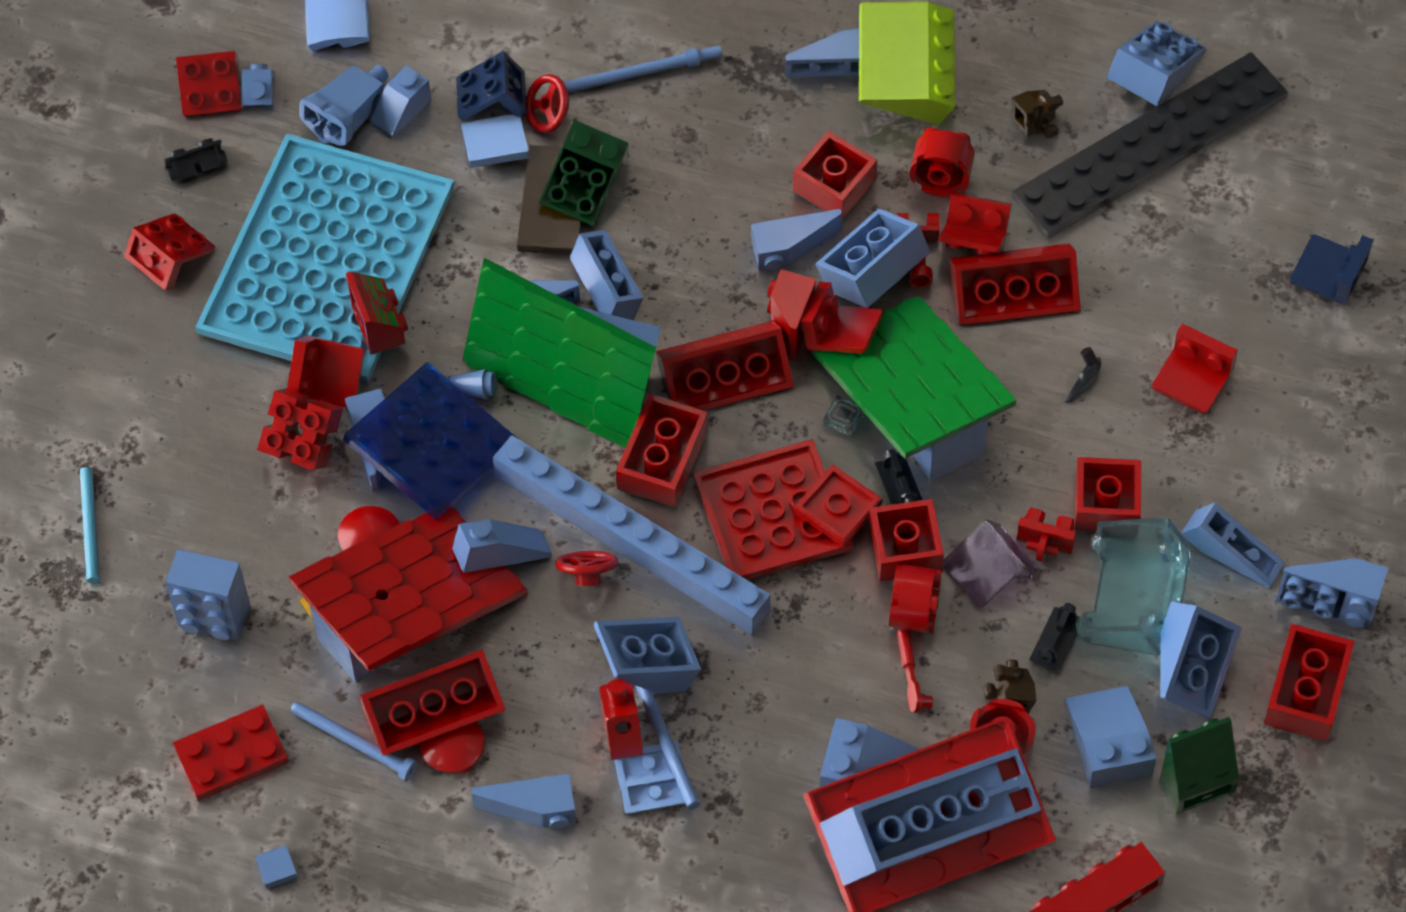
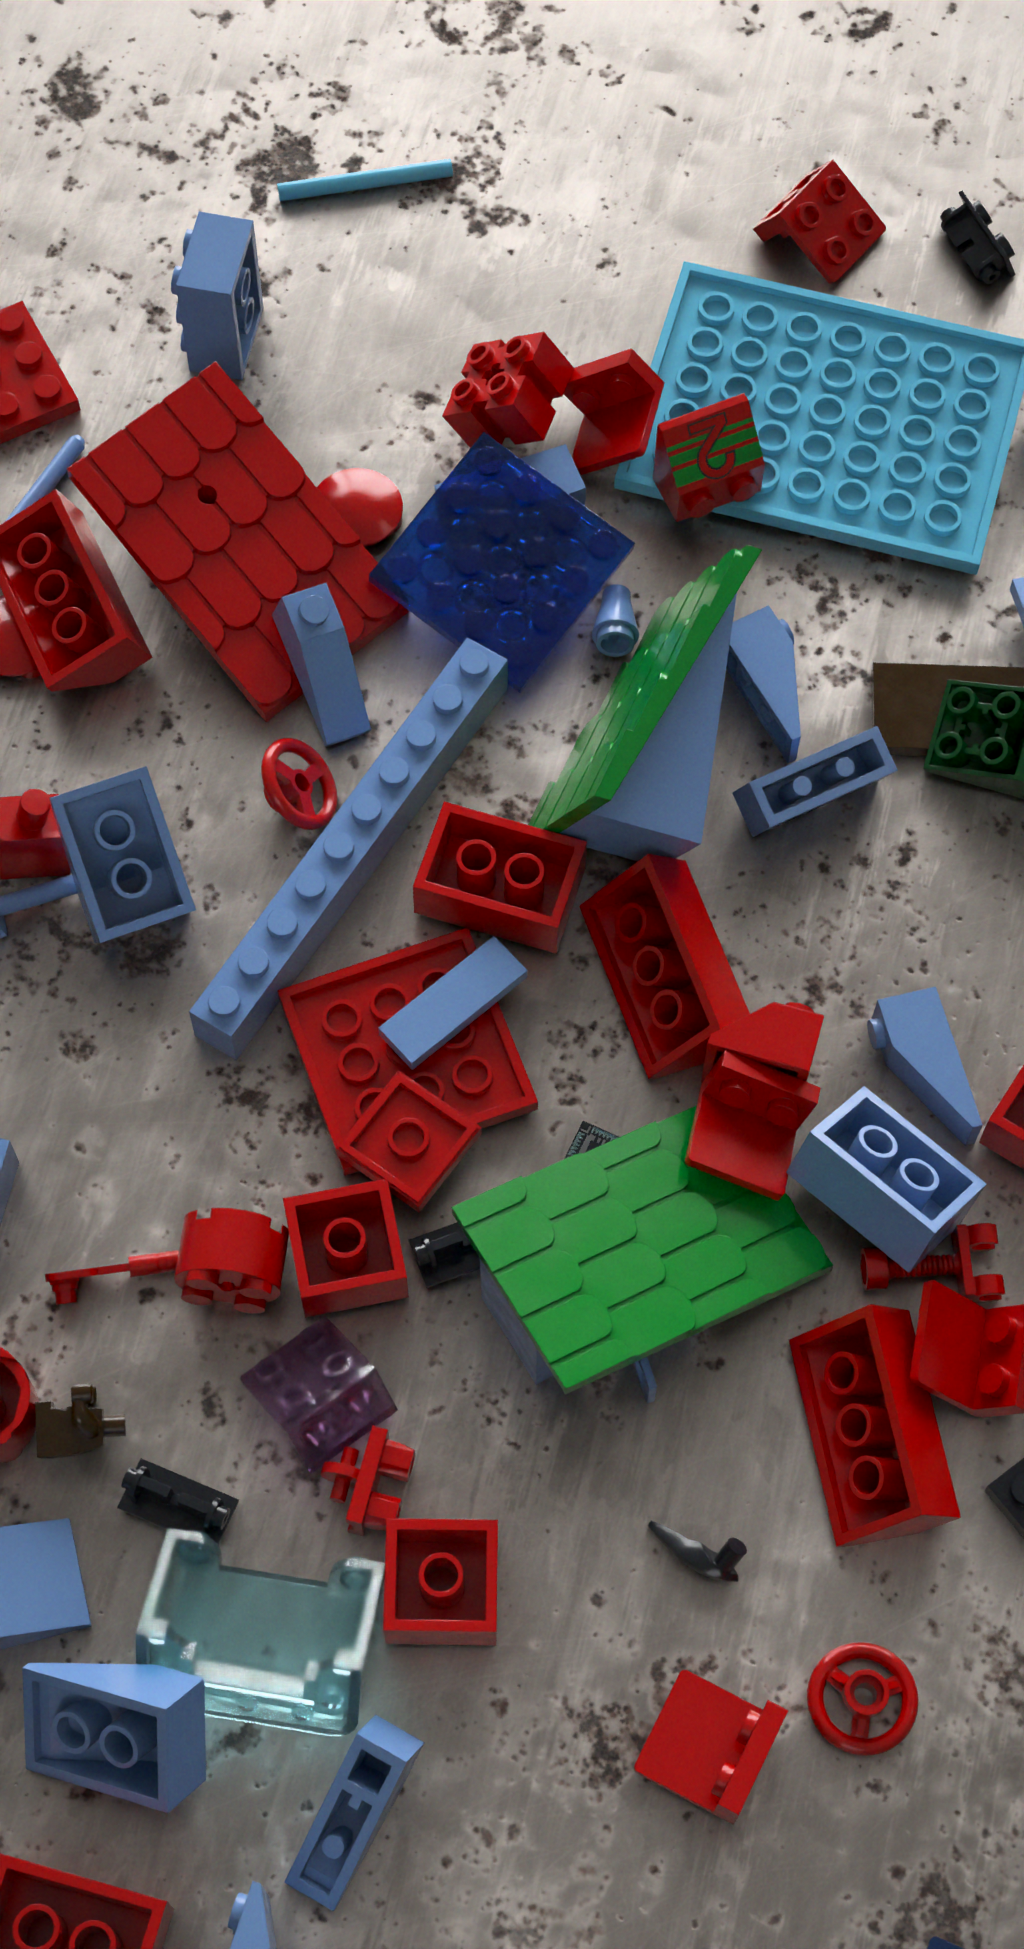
camera: 85 degrees right, 5 degrees up
(747, 478) = (453, 1002): none -> medium blue tile
(1168, 290) = (880, 1688): none -> red piece

